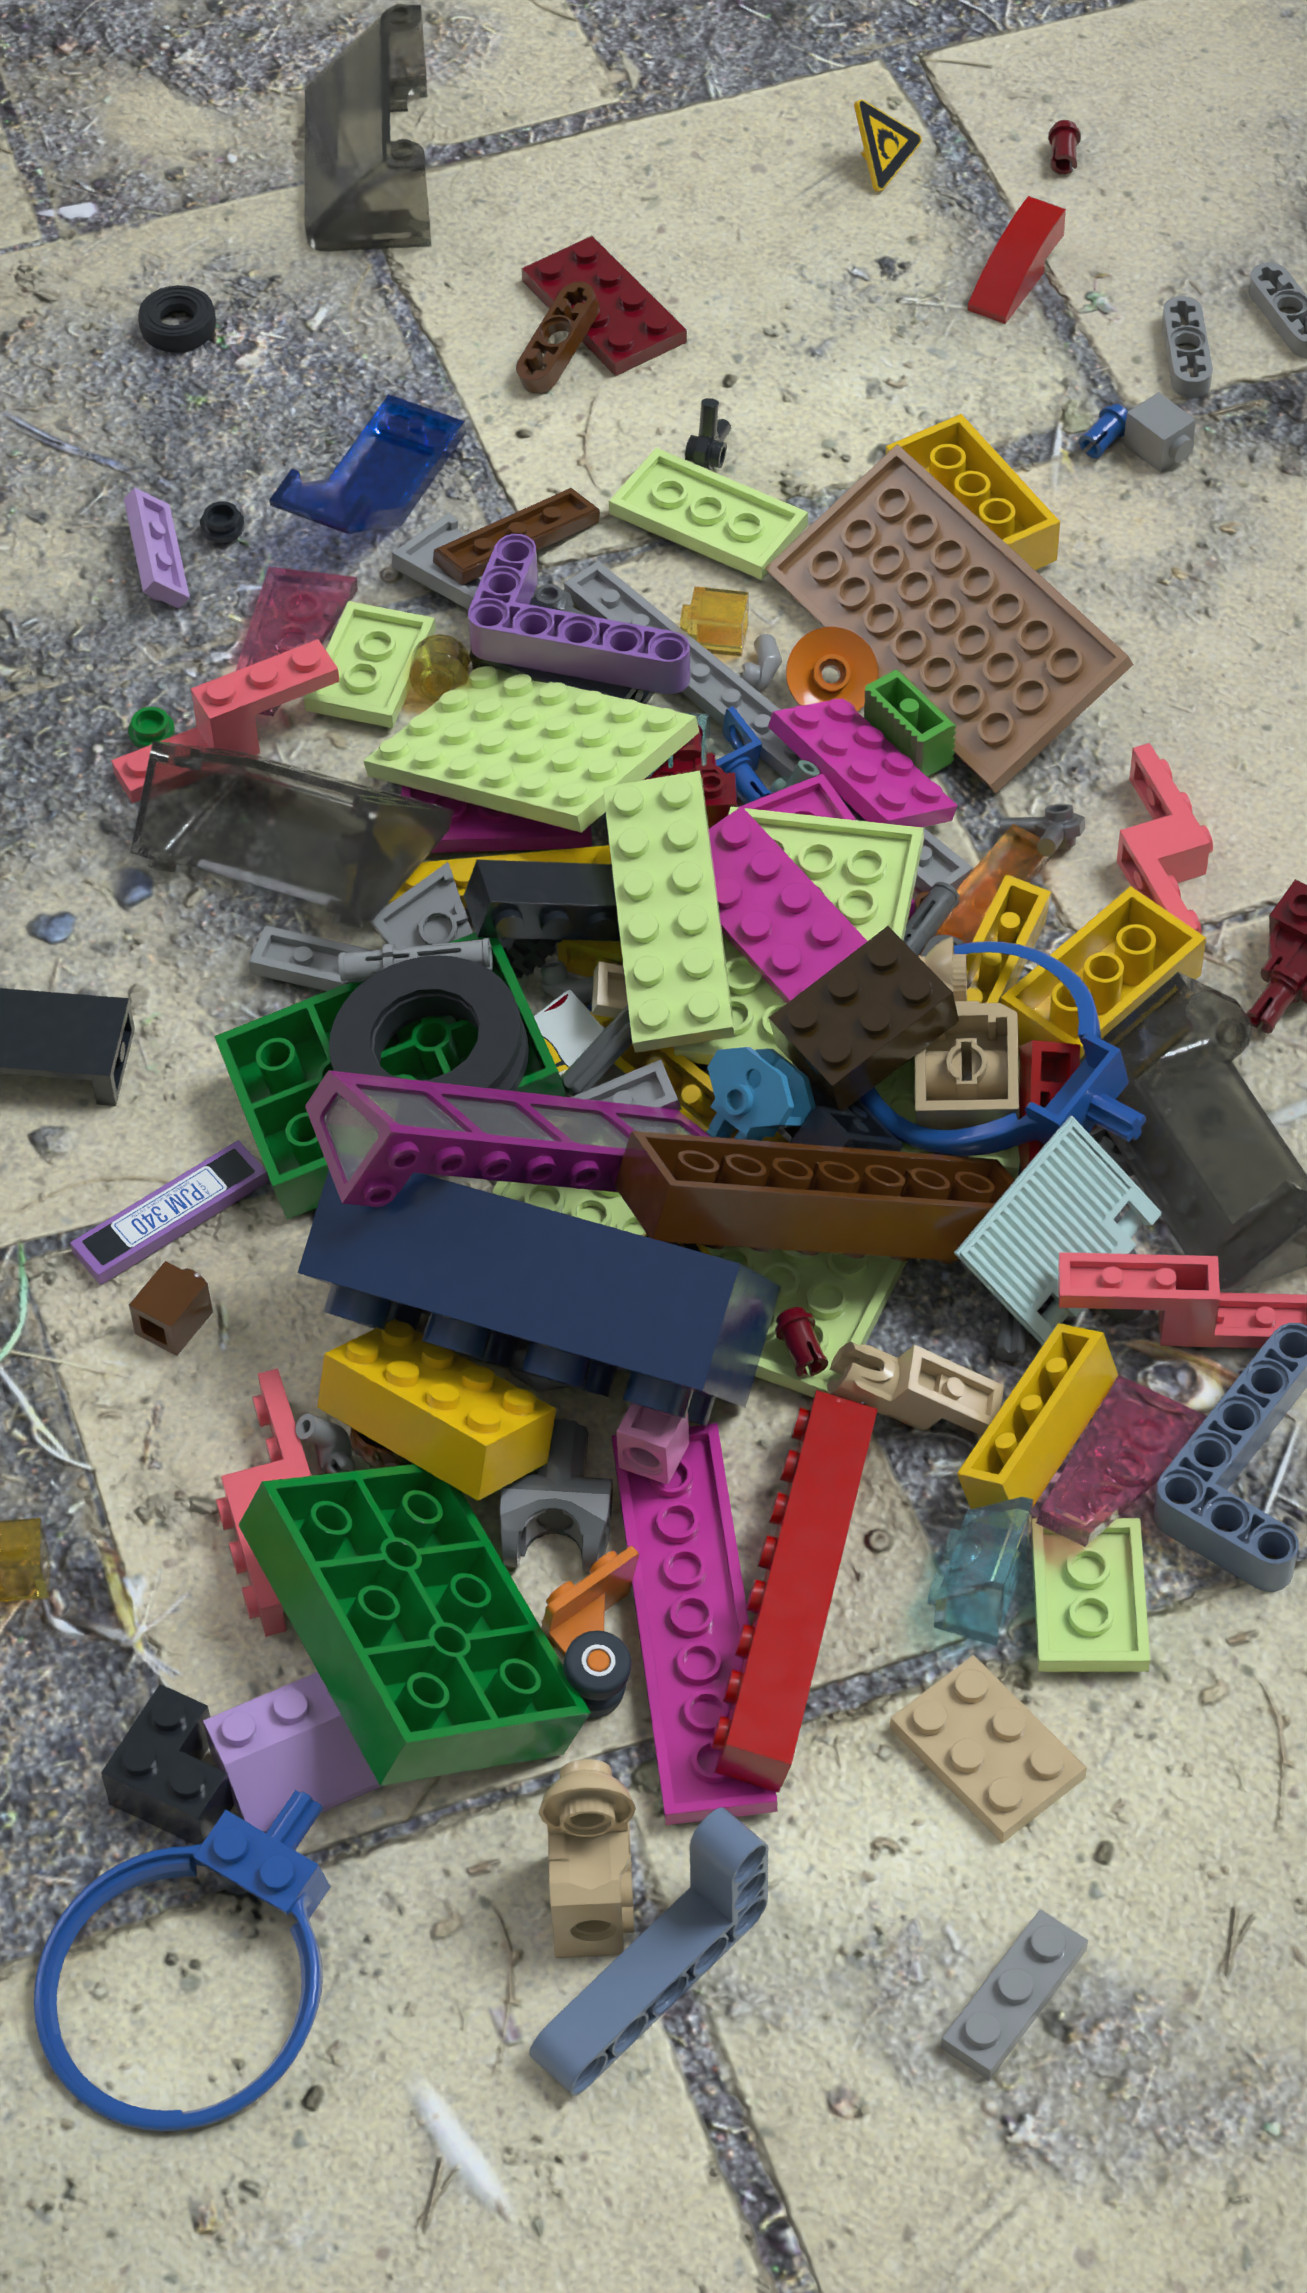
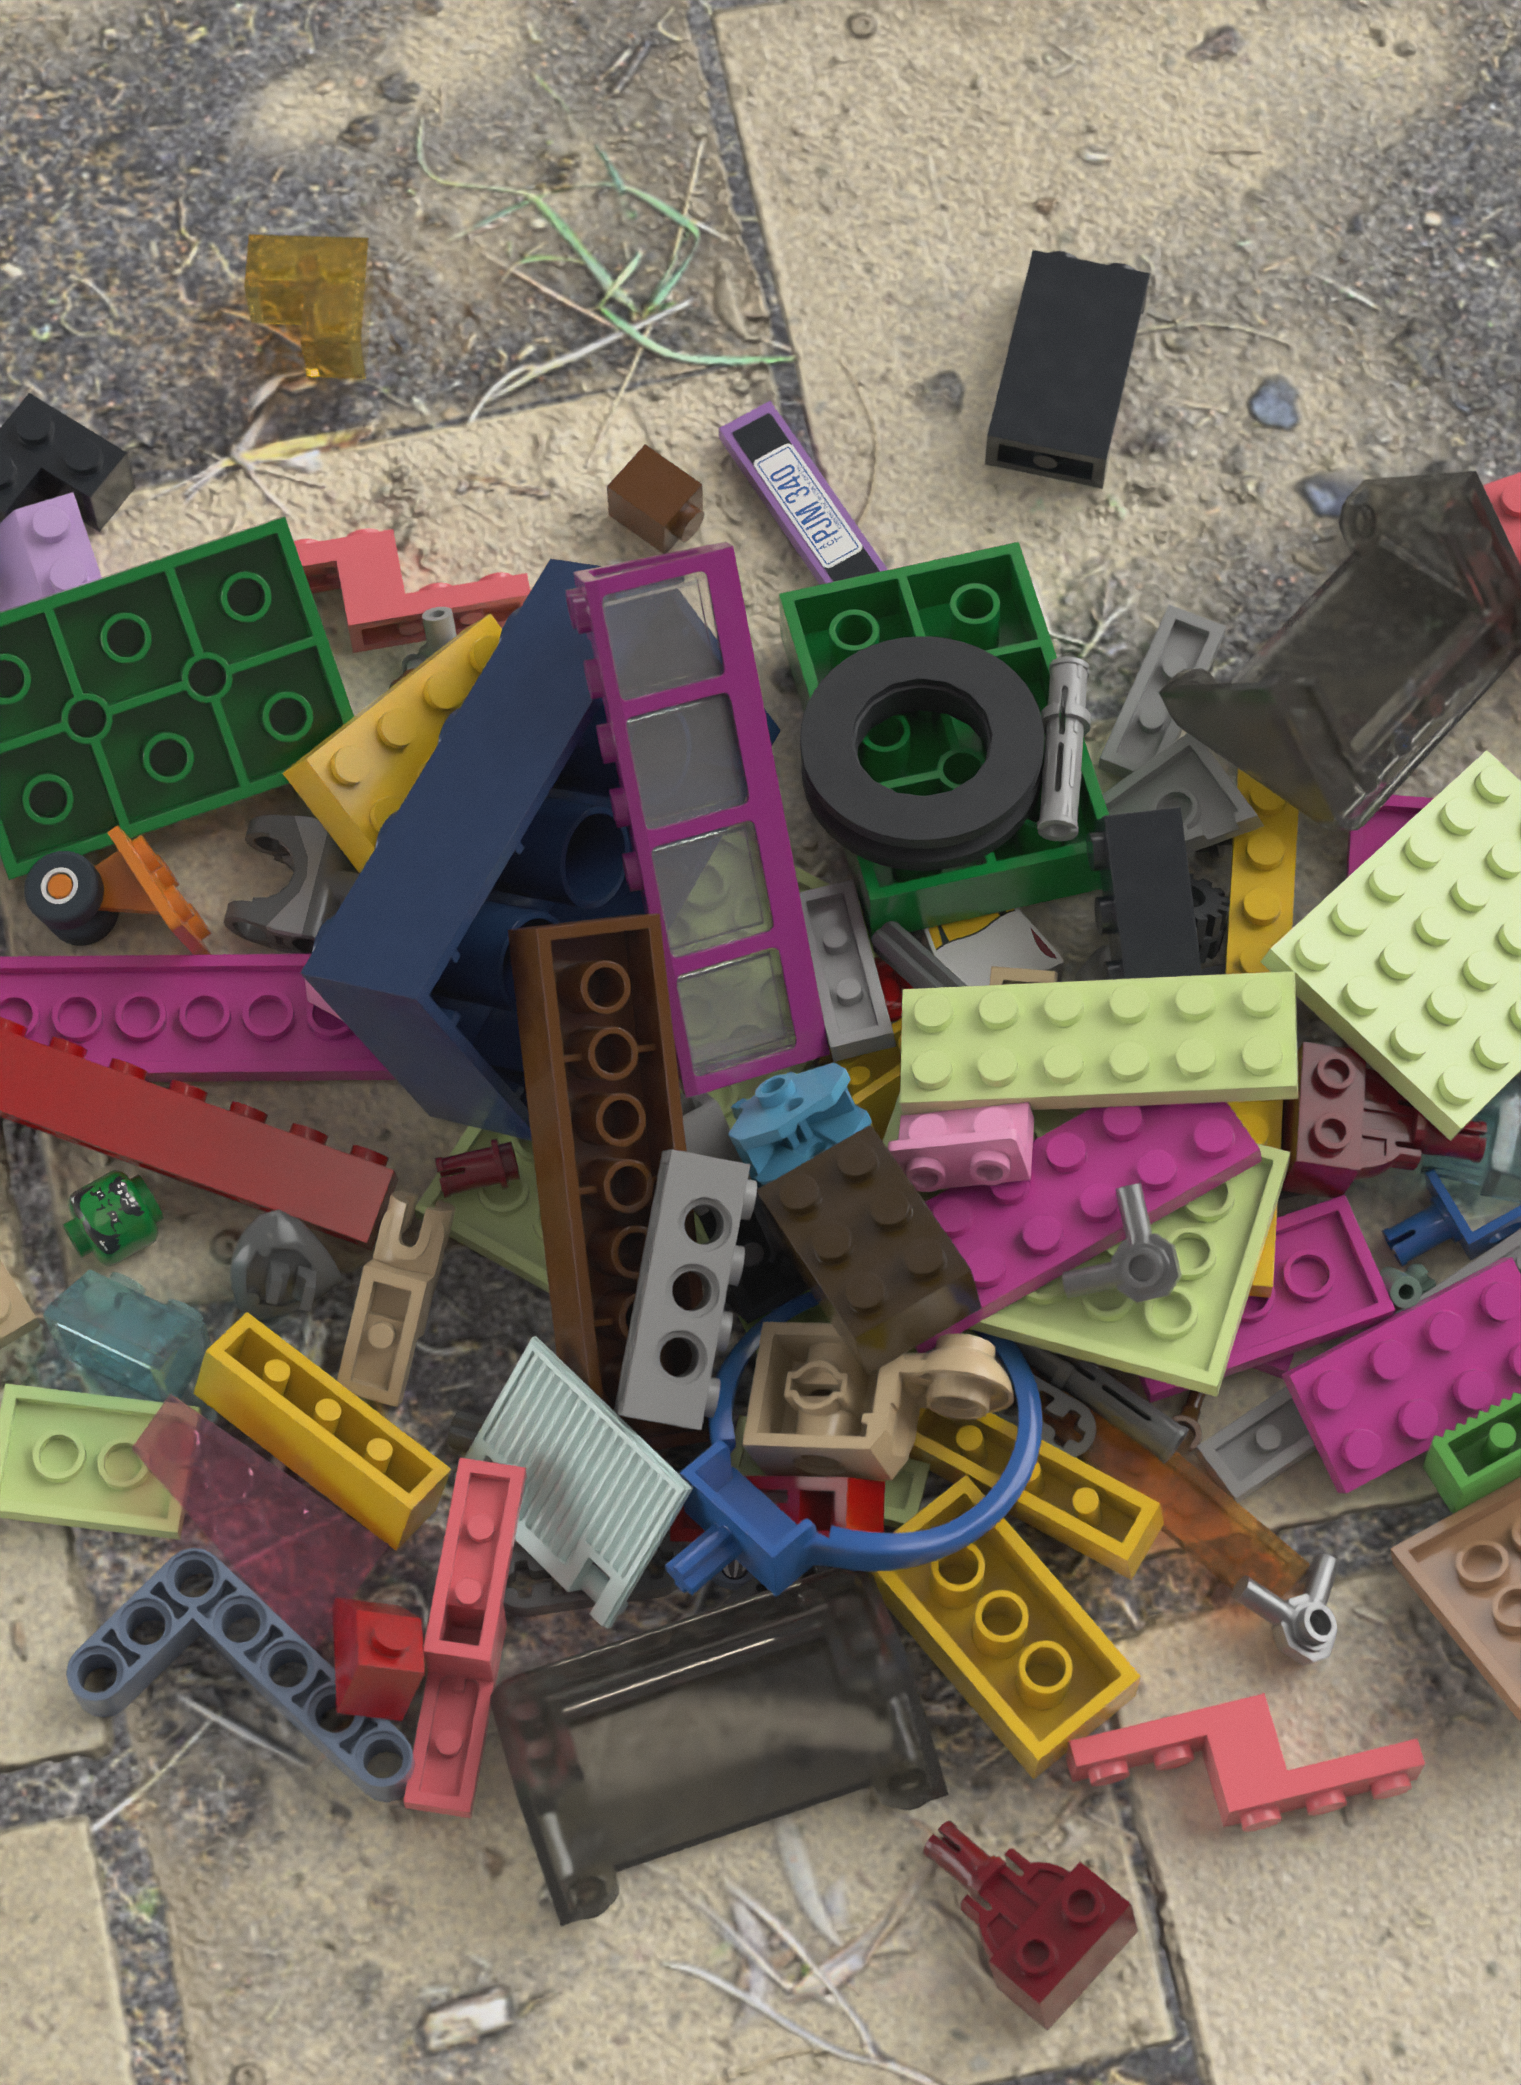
camera: 95 degrees right, 15 degrees up
(759, 981) = (966, 1146): none -> bright pink bracket
(843, 867) = (1141, 1266): none -> flat silver piece
(876, 1610) = (113, 1217): none -> green head
(902, 1476) = (280, 1267): none -> dark grey piece
(913, 1137) = (644, 1386): none -> light grey brick
(1216, 1348) = (376, 1658): none -> red slope

